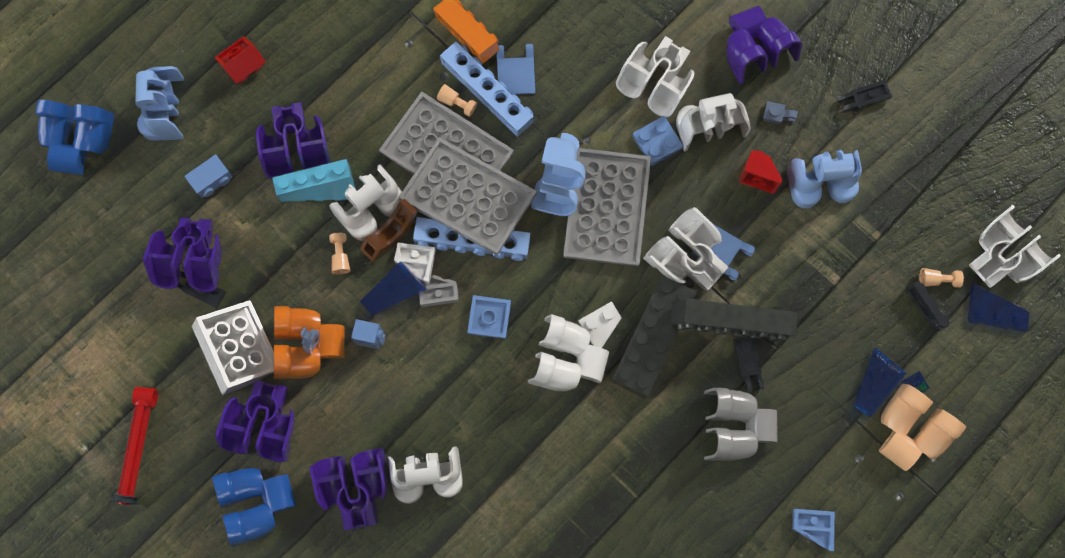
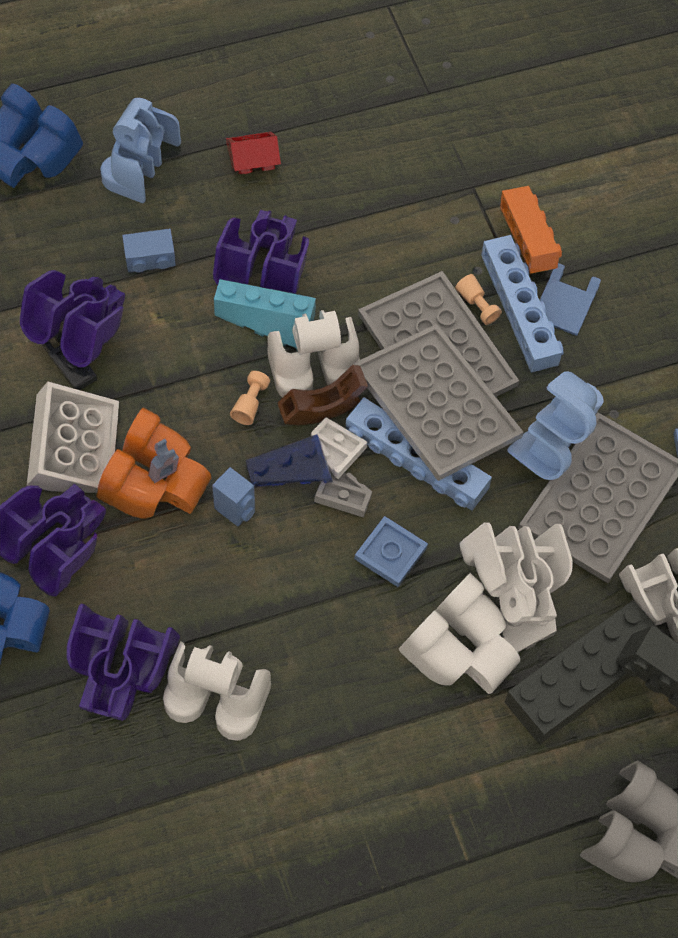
camera: 25 degrees right, 15 degrees down
(582, 292) = (520, 569): none -> white piece

